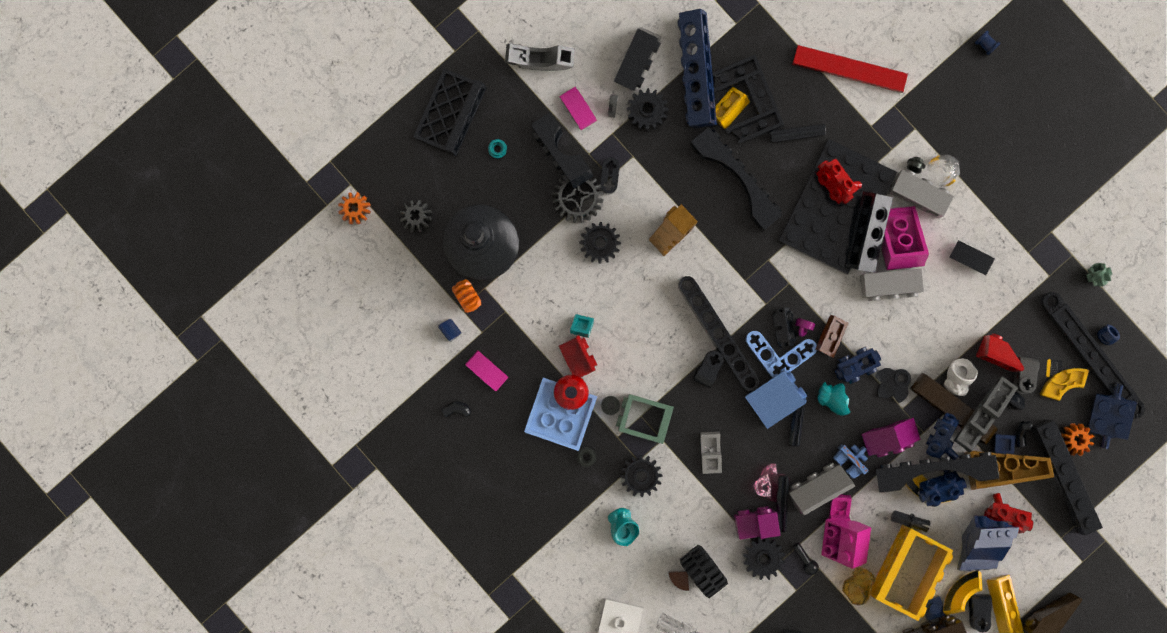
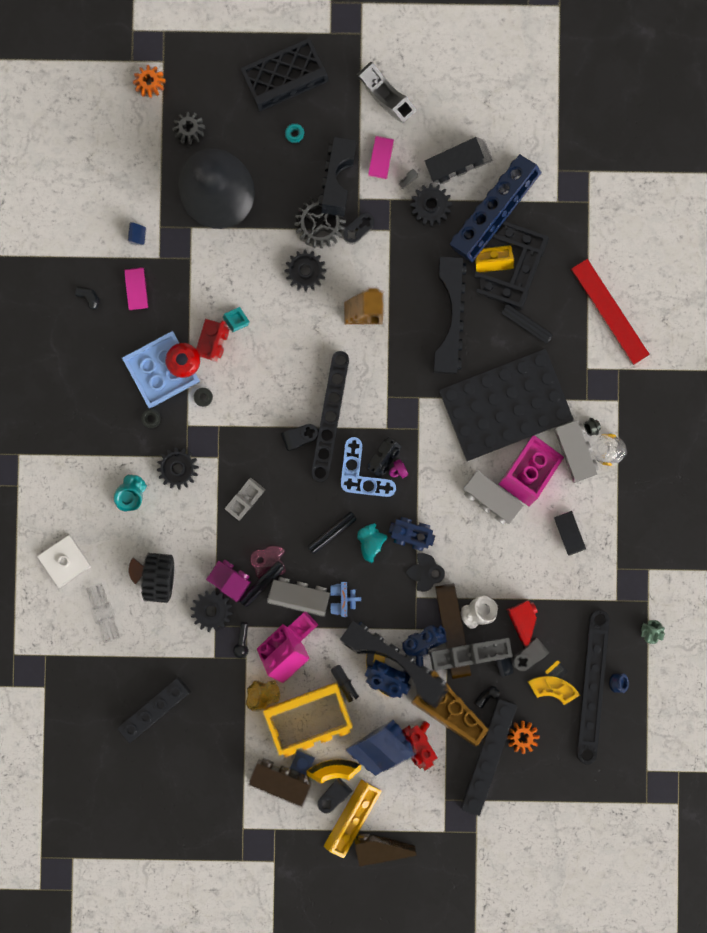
camera: 45 degrees right, 0 degrees up
(466, 295) = (171, 220): orange gear -> none
(663, 427) = (229, 446): sand green window -> none
(777, 398) = (328, 502): medium blue panel -> none
(831, 336) = (412, 495): reddish brown plate -> none
(837, 181) = (520, 384): red brick -> none
(869, 231) = (514, 434): black brick -> none
(891, 438) = (386, 609): magenta brick -> none
(1003, 444) = (465, 691): dark blue plate -> none
(1112, 416) = (564, 743): dark blue plate -> none

